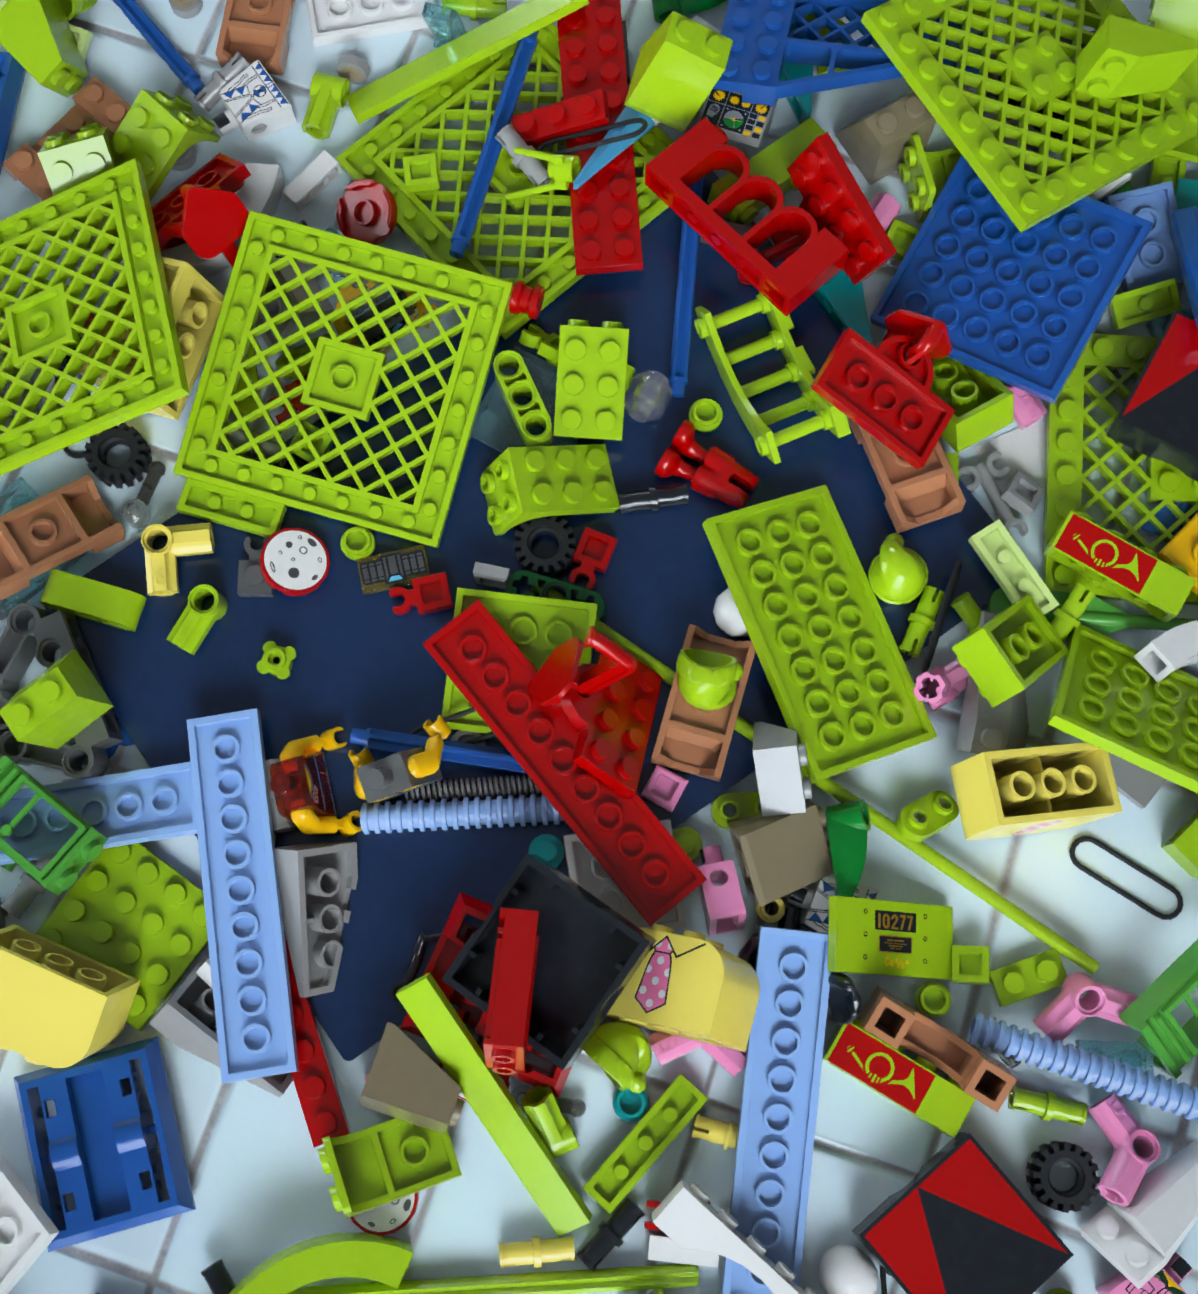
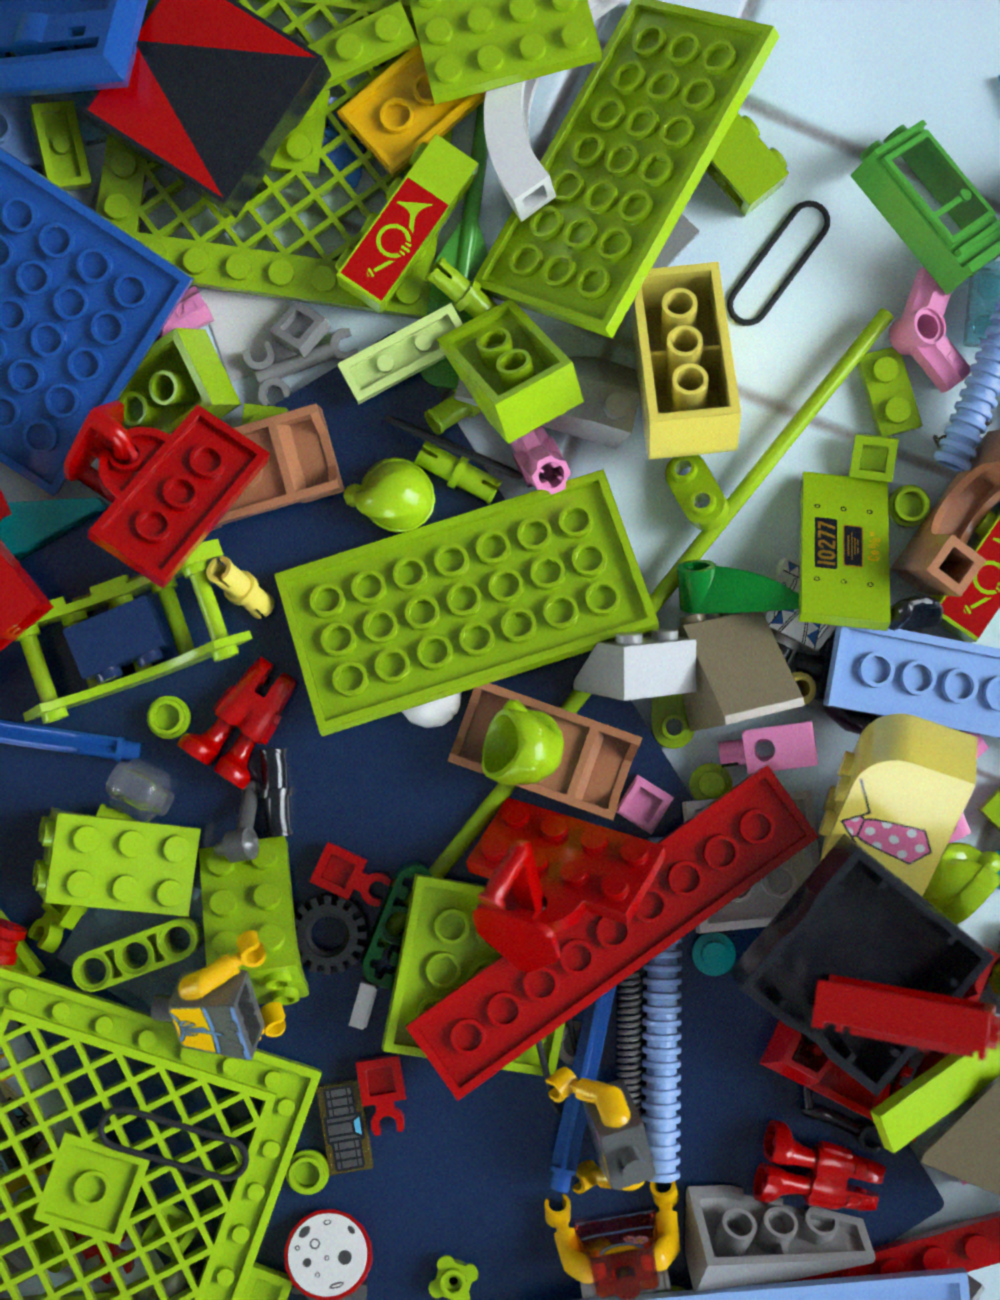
camera: 90 degrees left, 10 degrees up
(370, 958) = (829, 1173): none -> red piece
(392, 440) = (165, 1161): none -> black piece
(484, 457) = (217, 1005): none -> torso
(613, 472) = (242, 842): none -> dark grey piece
(764, 367) = (117, 640): none -> dark blue brick
(813, 456) = (240, 587): none -> light yellow pin

